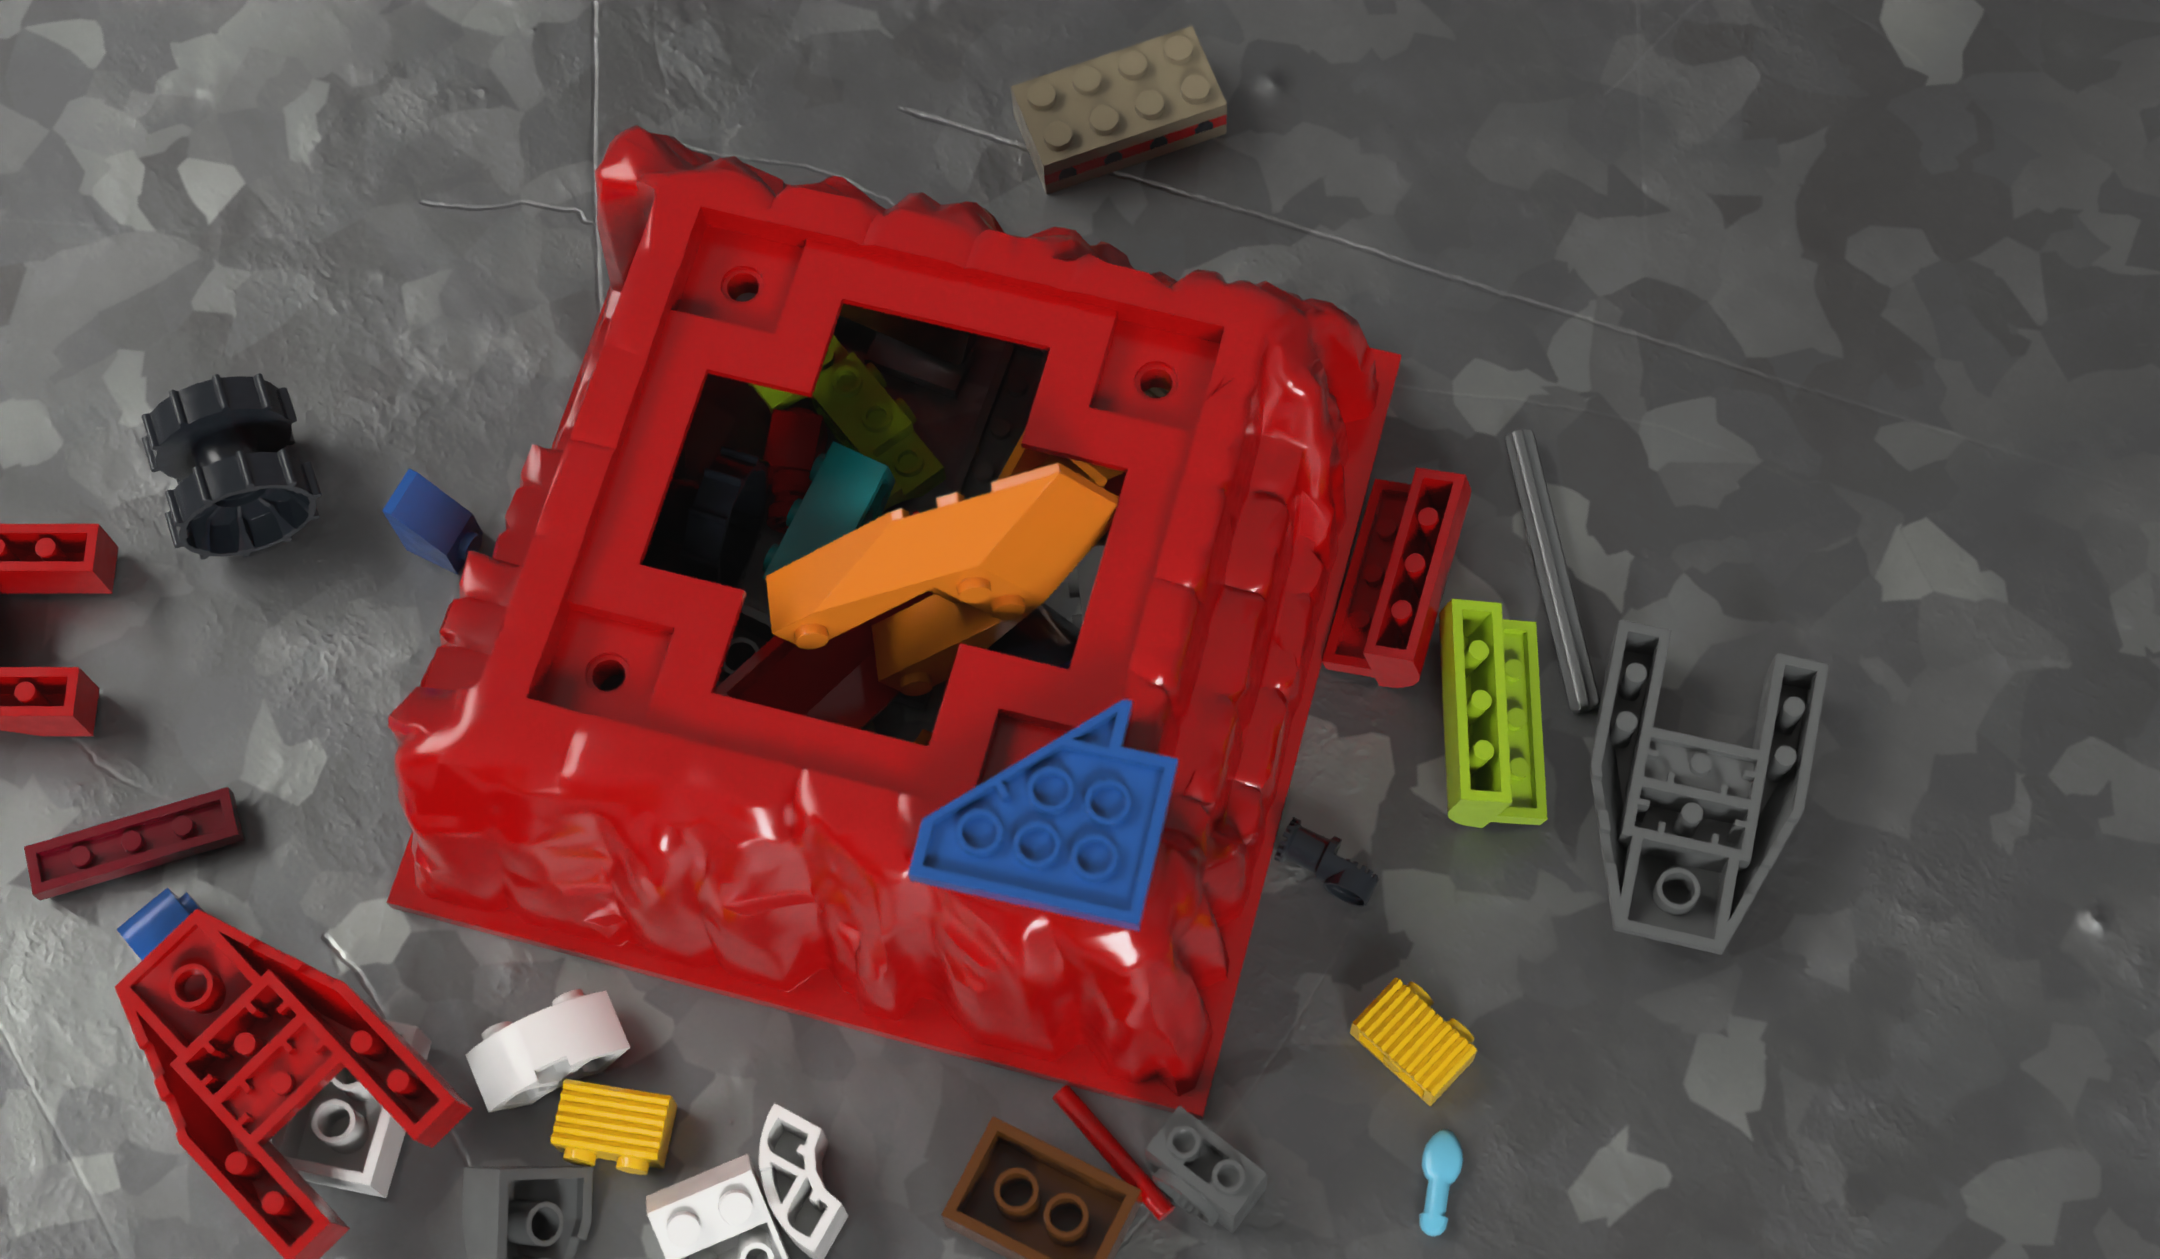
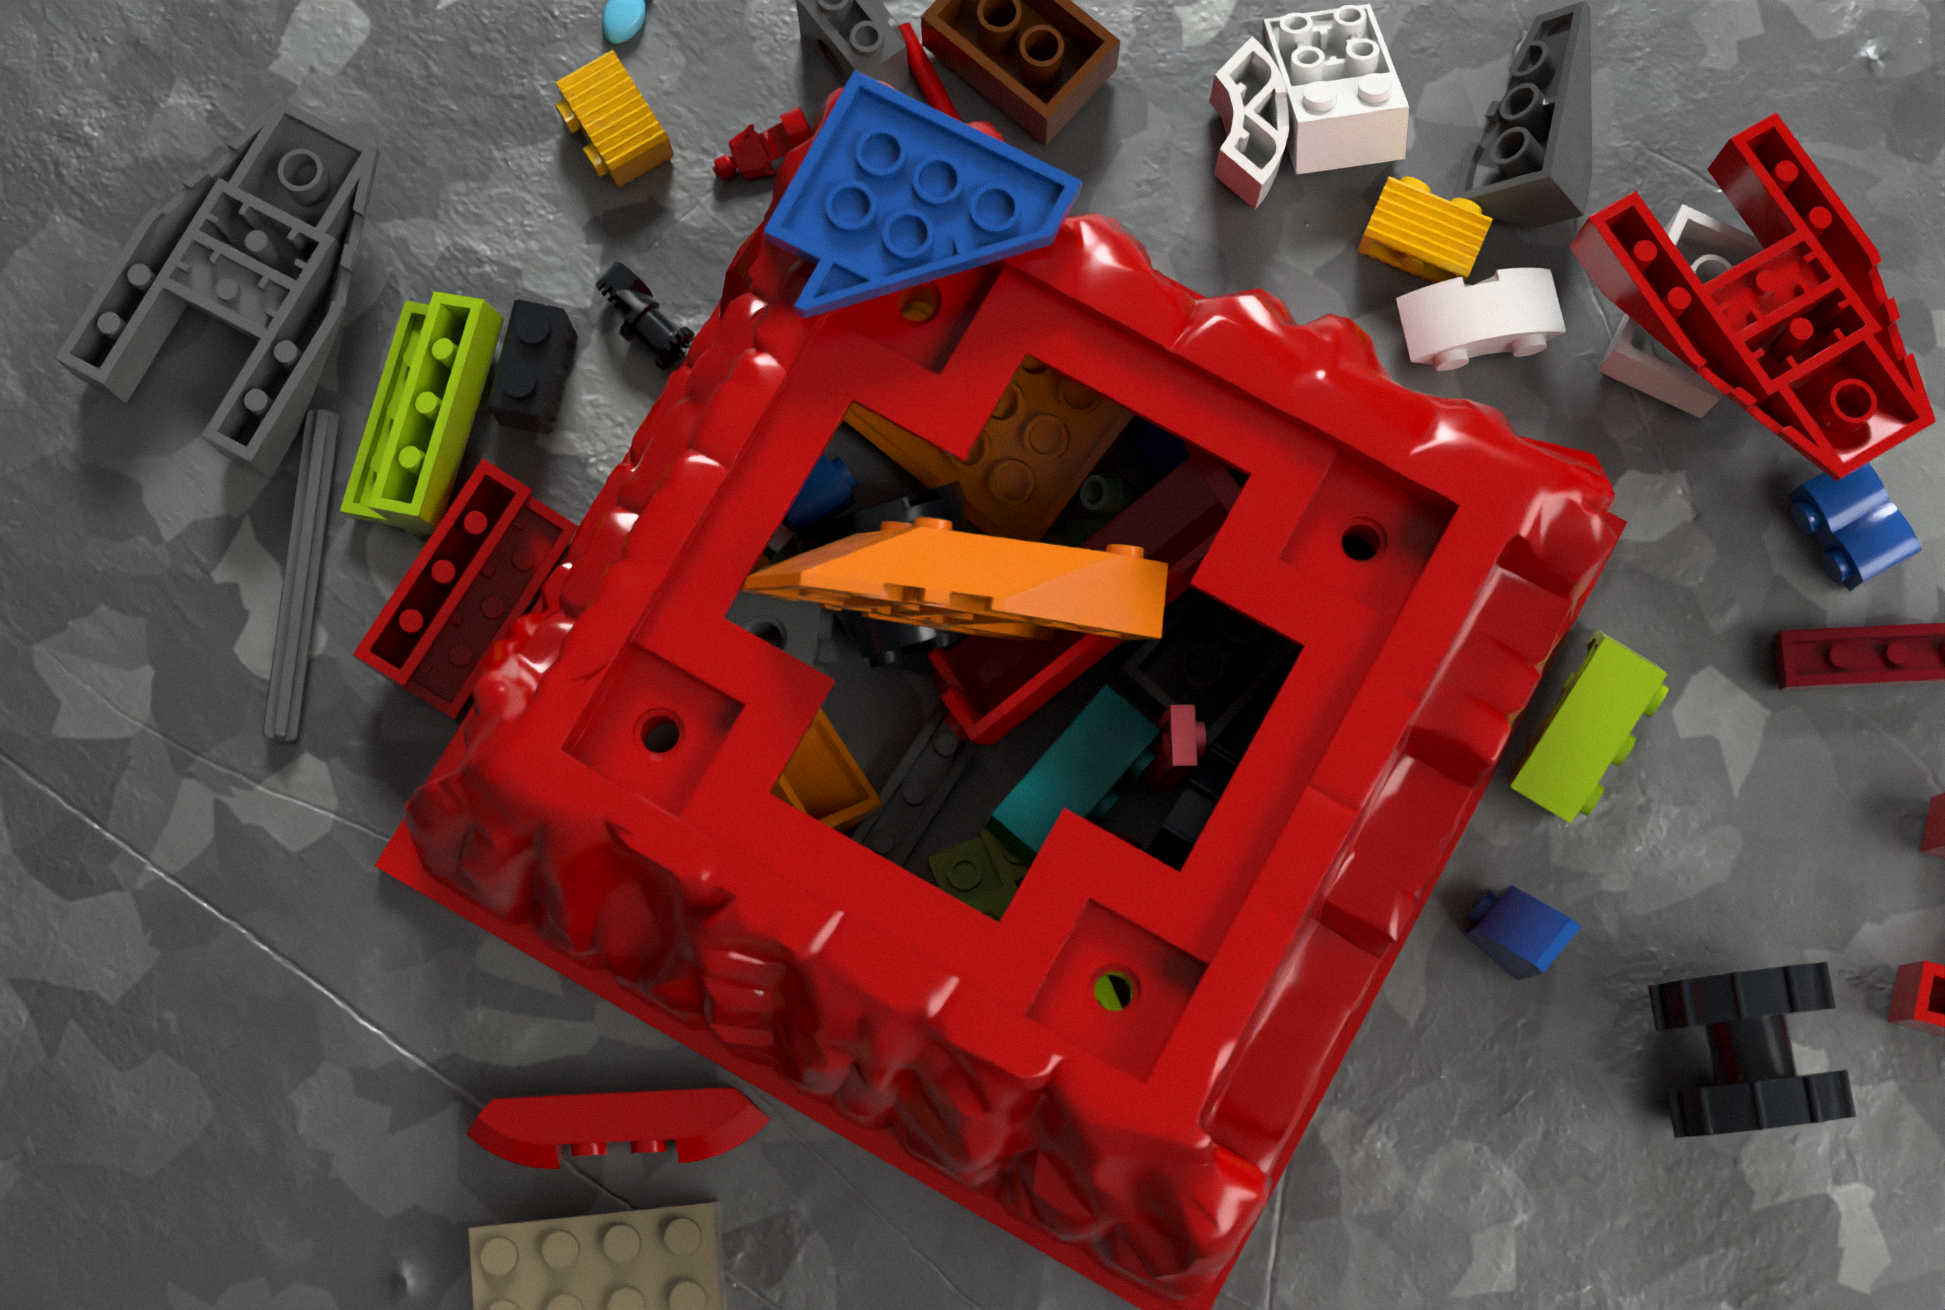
camera: 170 degrees left, 10 degrees up
(362, 733) = (1589, 728): none -> lime wedge
(744, 566) = (1177, 748): none -> coral plate
(1160, 211) = (538, 1127): none -> red brick
(1266, 1051) = (754, 152): none -> red piece
(1409, 786) = (532, 367): none -> black brick

